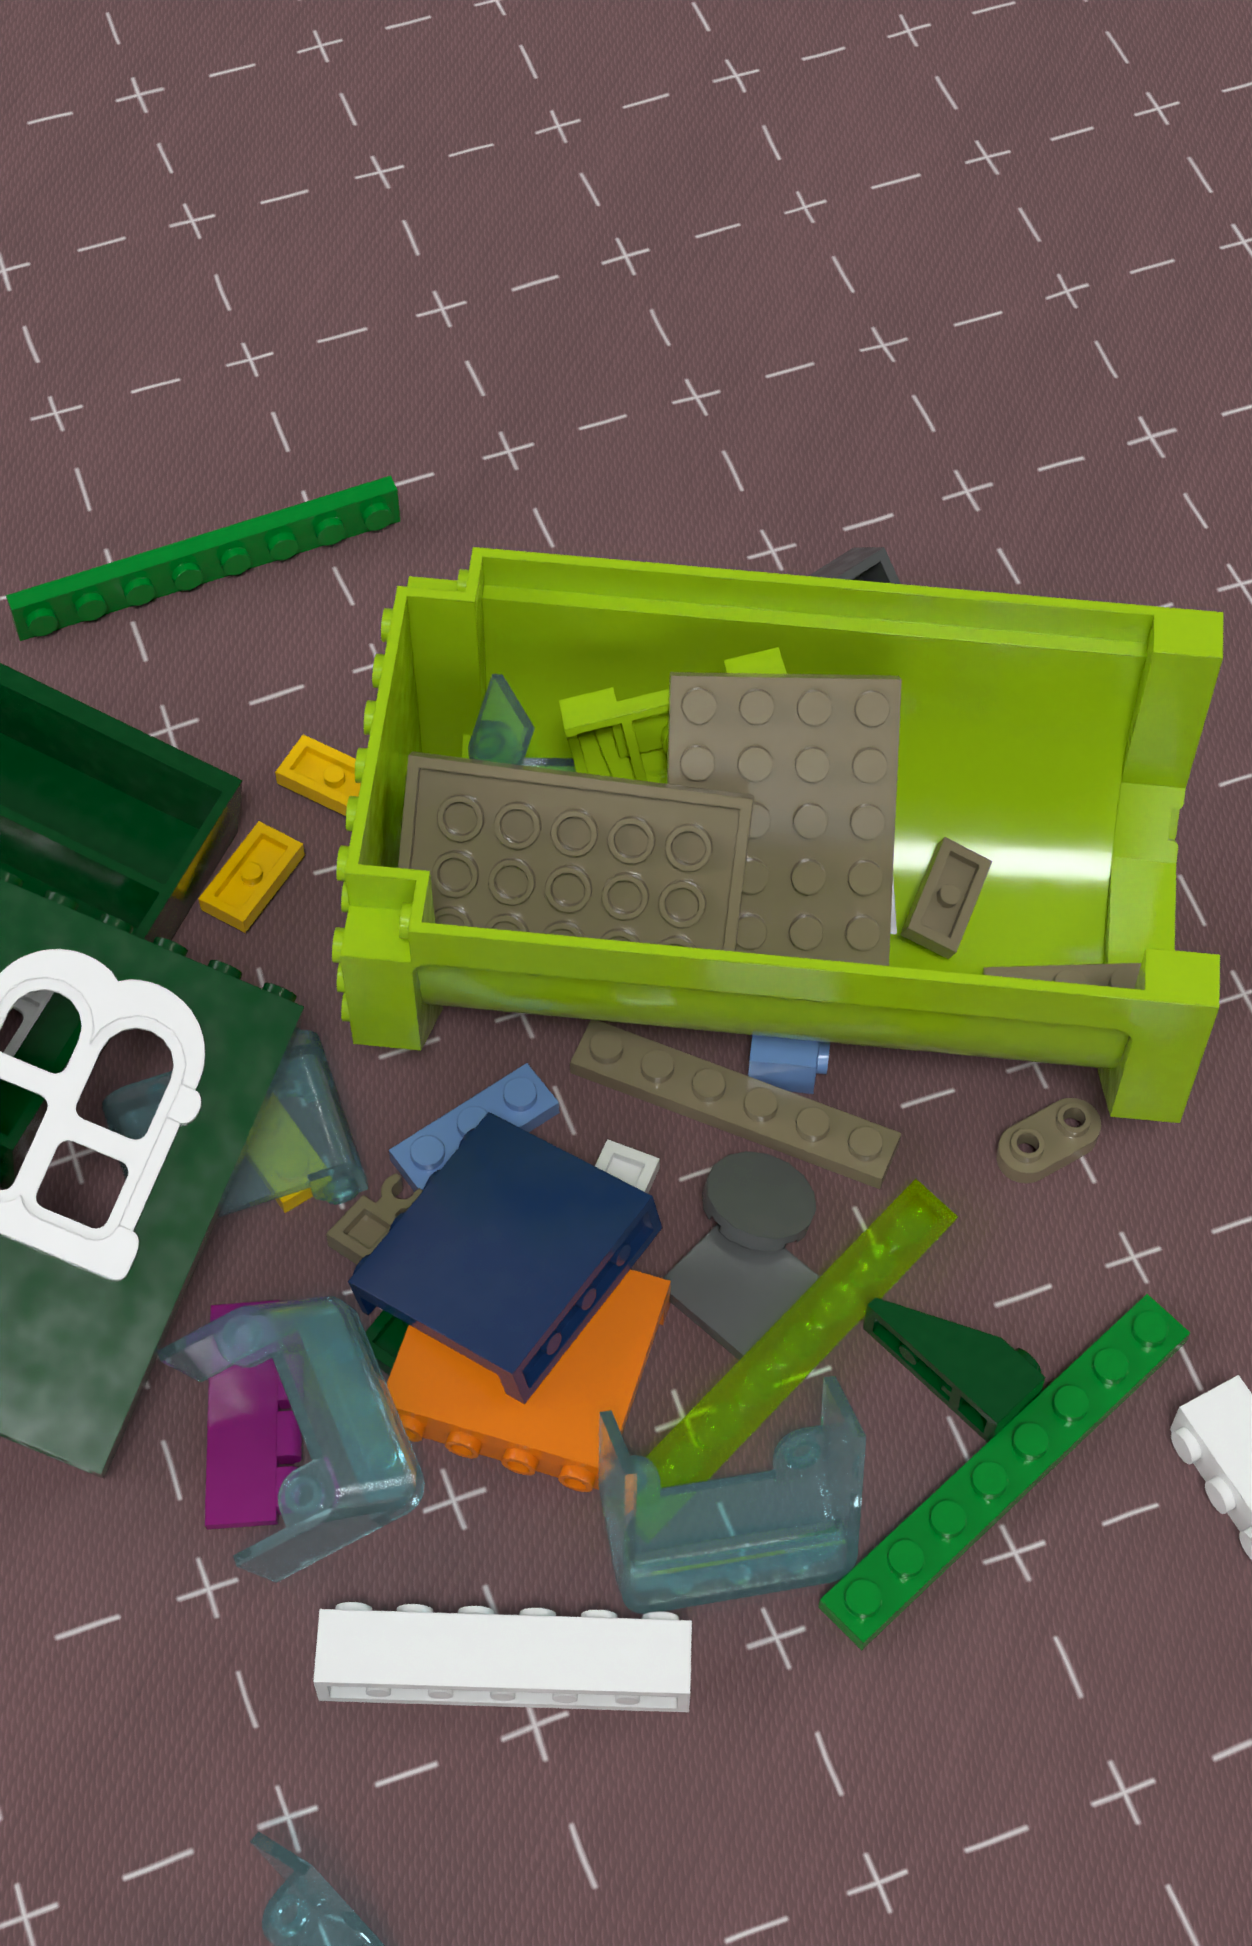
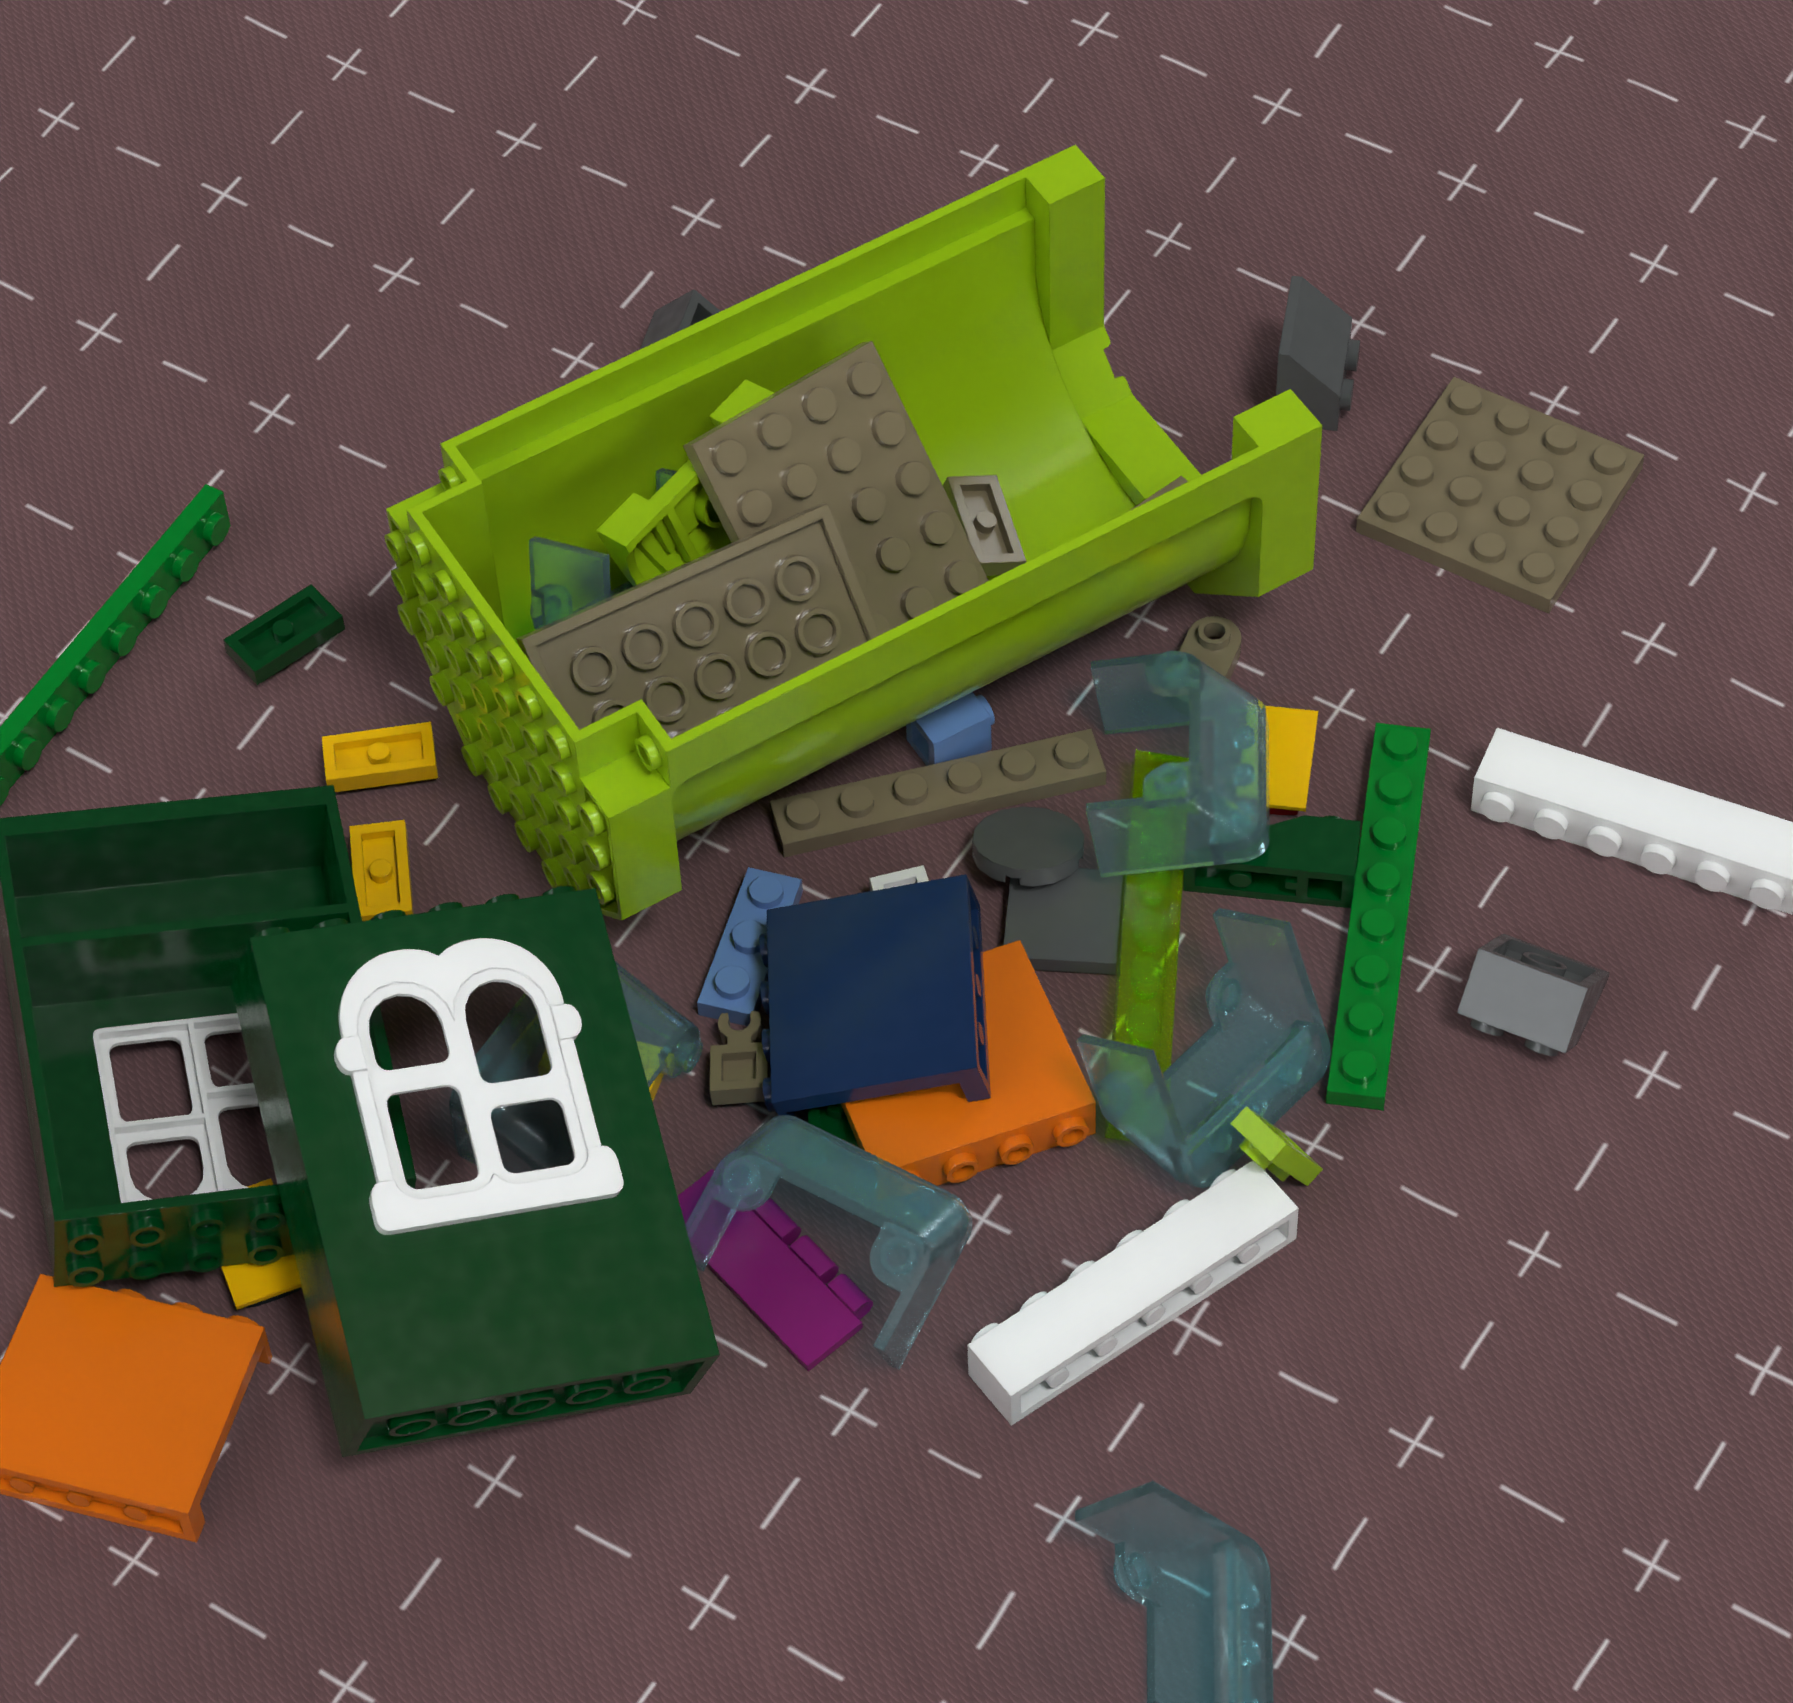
camera: 35 degrees left, 5 degrees down
(342, 633) = (284, 634): none -> dark green plate
(719, 1622) = (1273, 1148): none -> lime plate
(937, 1273) = (1190, 810): none -> clear light blue windscreen
(1033, 1266) = (1290, 757): none -> yellow piece
(1072, 1640) = (1531, 994): none -> slope

